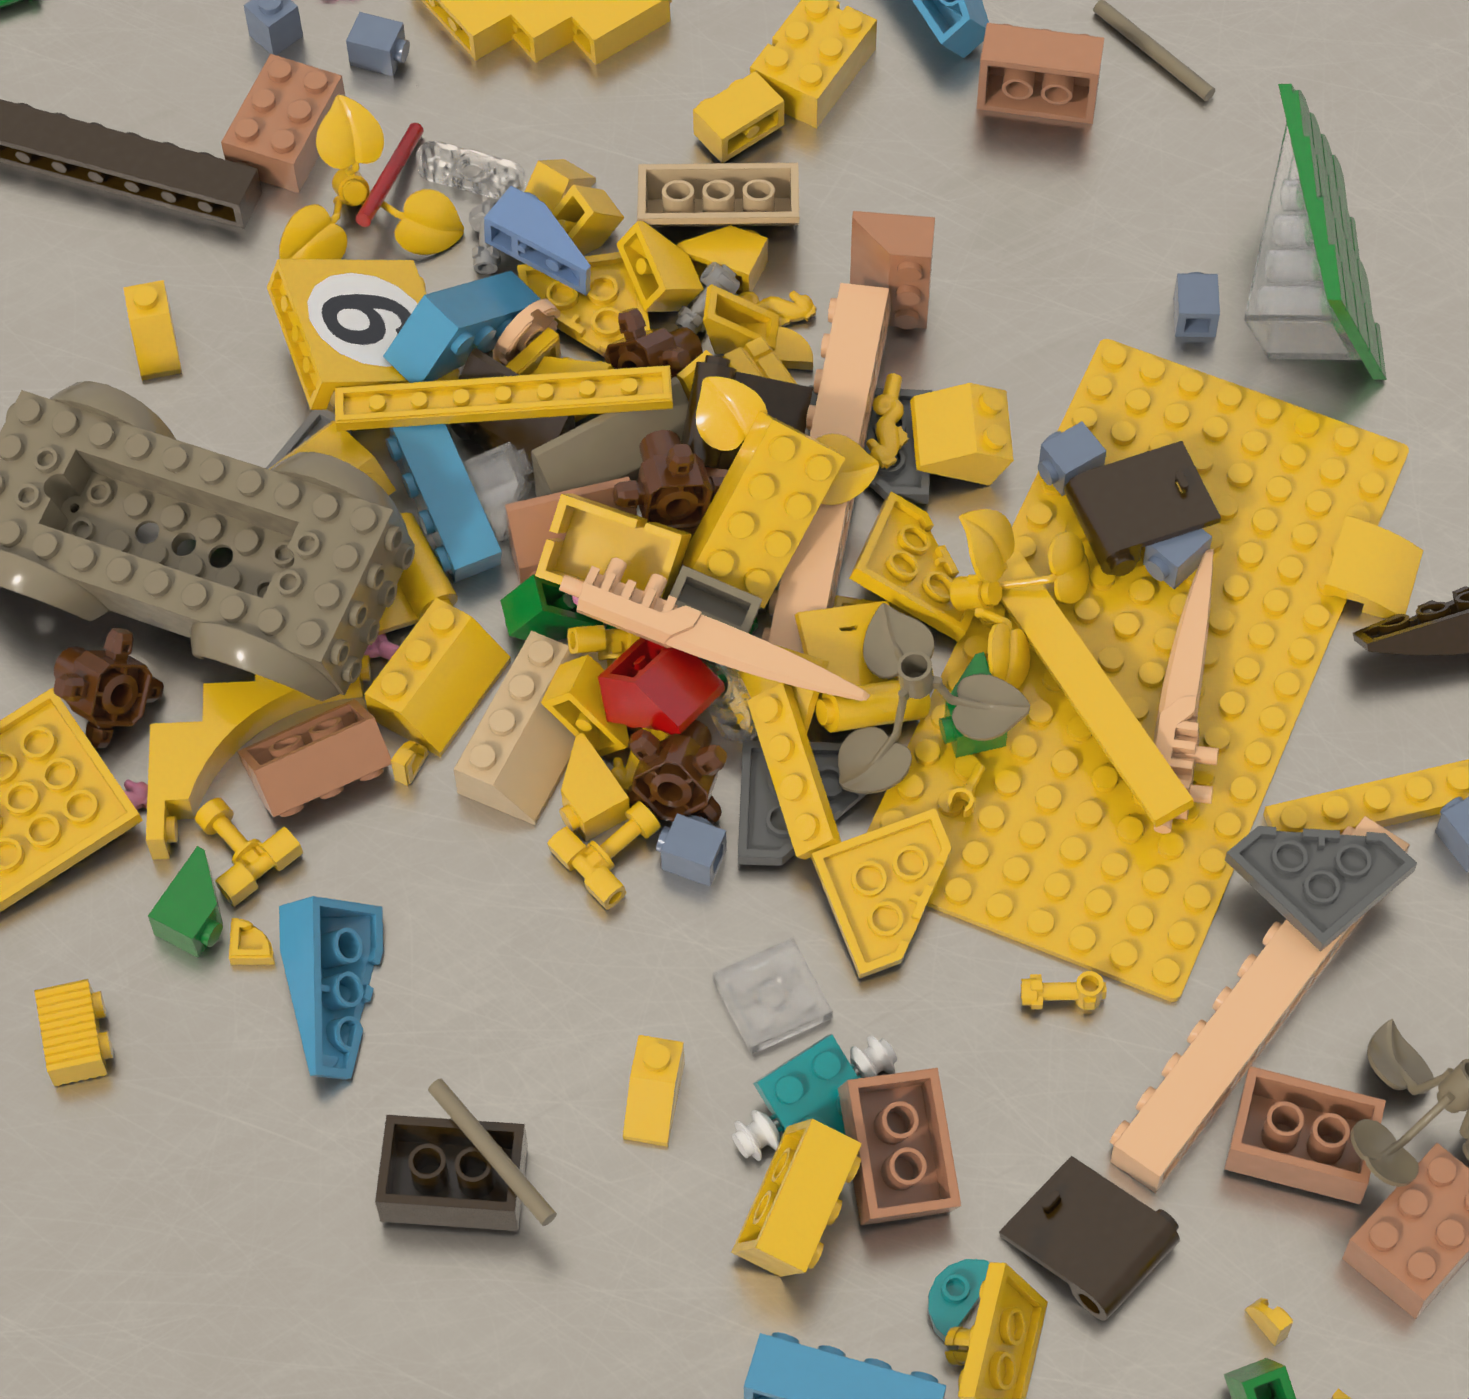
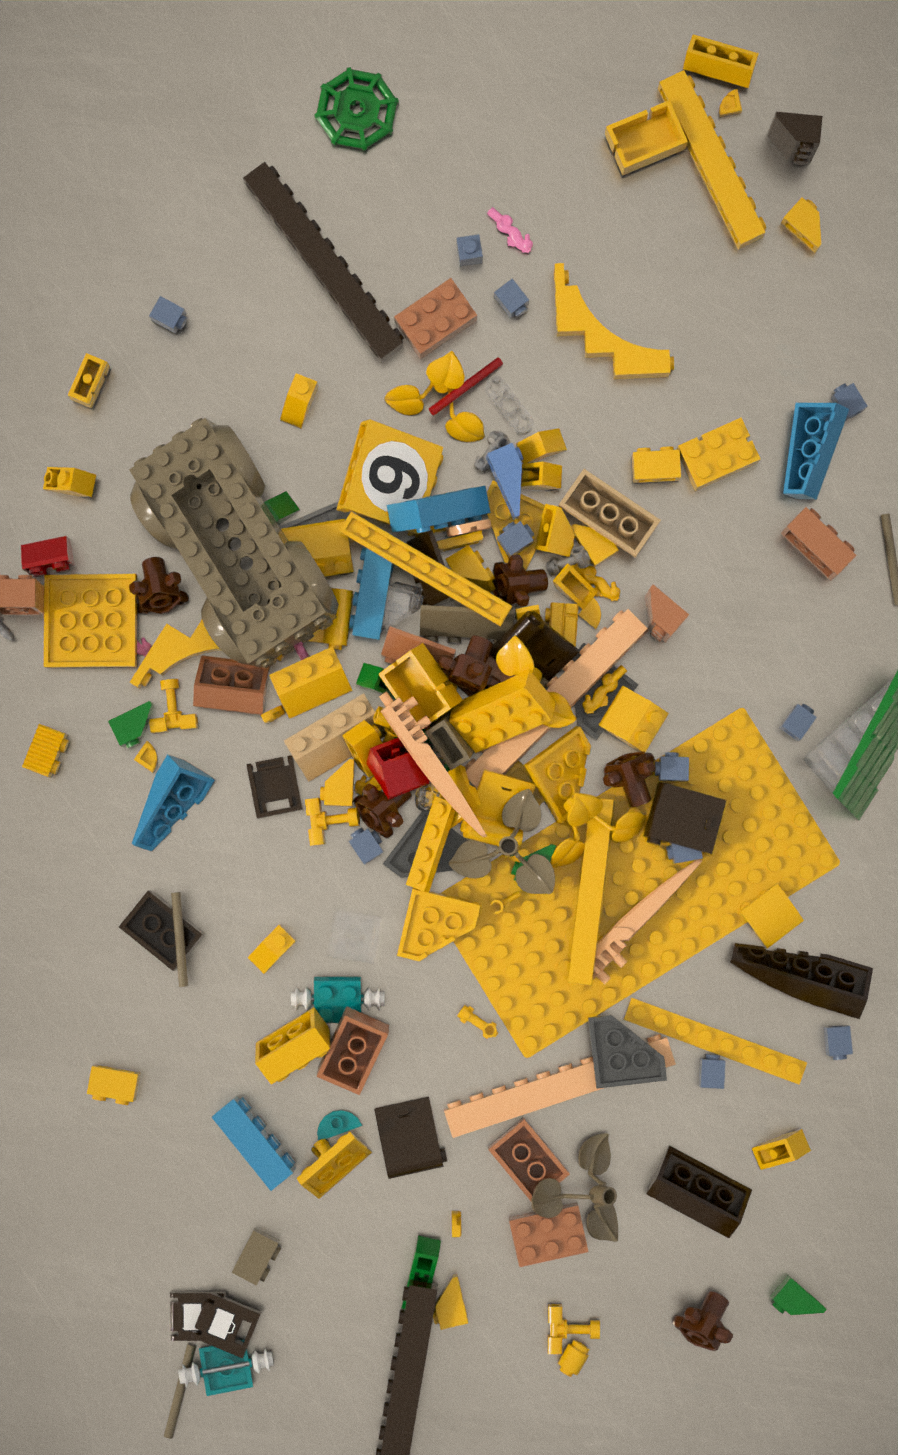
camera: 35 degrees right, 25 degrees up
(482, 857) = (274, 783): none -> dark brown container
(601, 305) = (515, 538): none -> sand blue brick
(1017, 495) = (630, 773): none -> reddish brown piece

